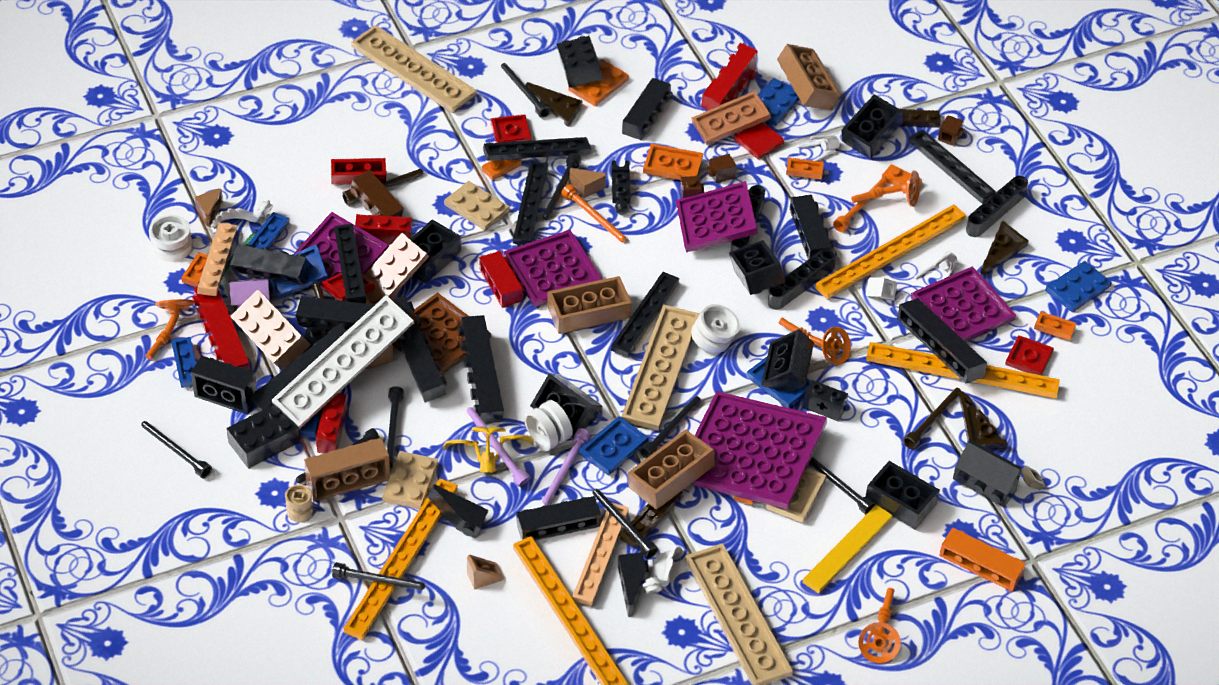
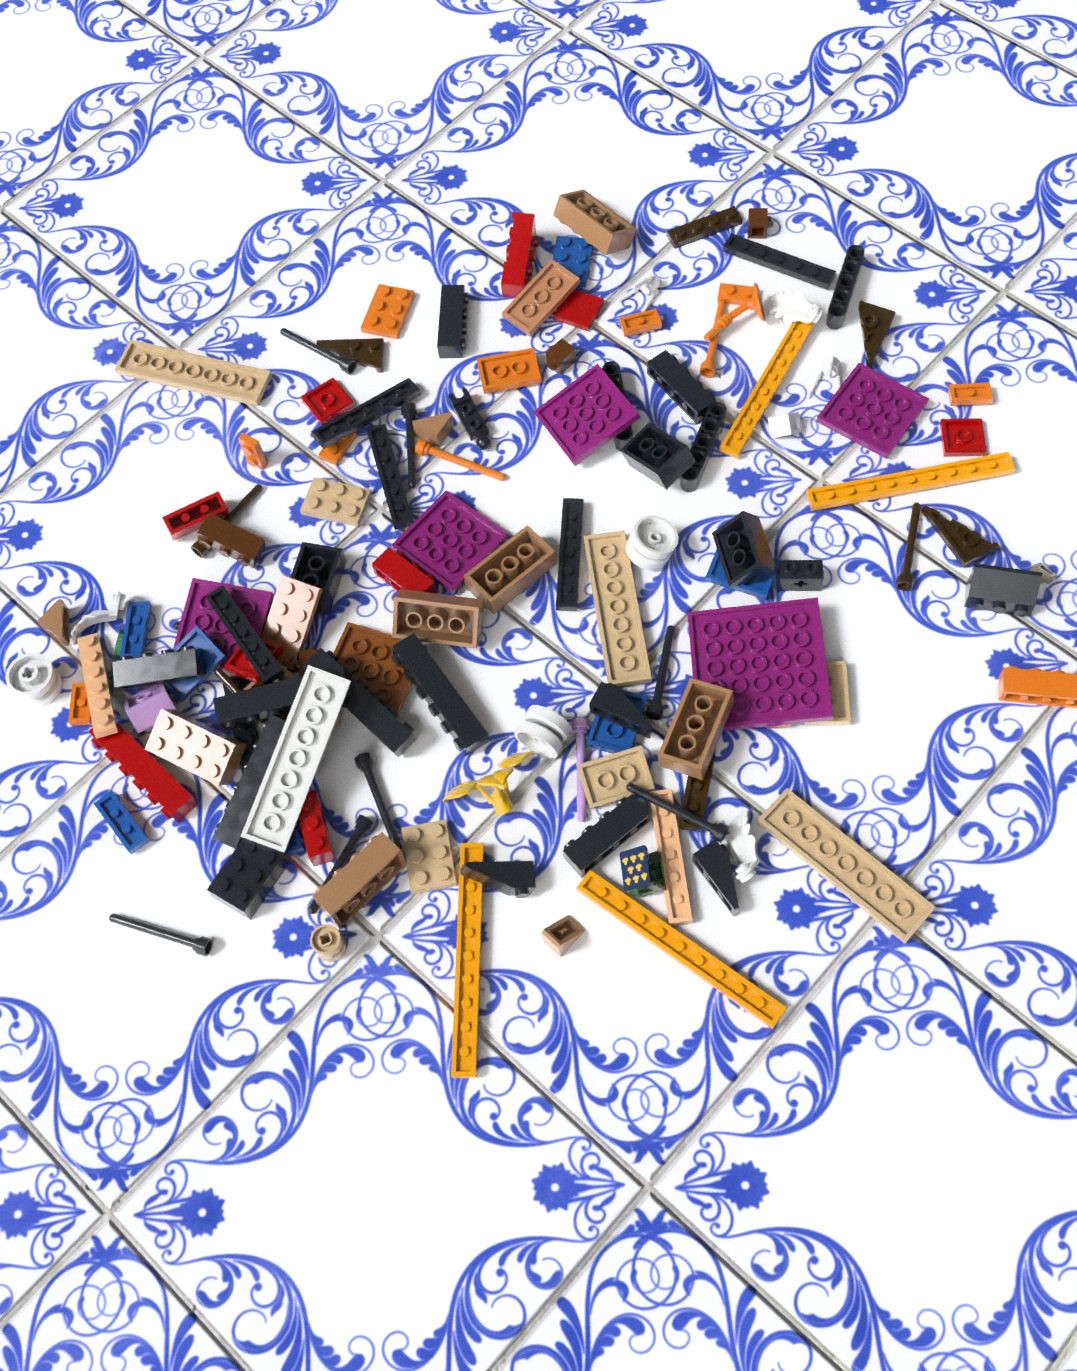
camera: 15 degrees left, 15 degrees up
(174, 307) = (80, 764): orange dish -> none
(223, 384) = (177, 835): black brick -> none
(342, 571) = (413, 1004): black piece -> none
(385, 227) = (256, 571): red brick -> none
(429, 141) = (252, 451): none -> orange plate
(510, 315) = (438, 618): none -> medium nougat brick
(520, 476) = (540, 801): lavender piece -> none
(567, 550) = (642, 871): none -> piece
(576, 404) = (544, 689): black slope -> none
(579, 61) = (360, 297): black brick -> none
(581, 477) = (607, 776): none -> tan plate
(615, 430) = (614, 706): none -> black slope
(690, 186) = (542, 391): reddish brown brick -> none
(831, 346) = (771, 510): orange dish -> none
(847, 549) = (908, 735): yellow tile -> none
(864, 504) = (898, 676): black piece -> none
(872, 126) = (684, 250): black brick -> none
(880, 637) = (999, 828): orange dish -> none
(902, 494) = (933, 650): black brick -> none
(940, 203) = (794, 307): none -> white plant
(942, 340) = (878, 459): black brick -> none
(1078, 286) = (966, 341): blue plate -> none

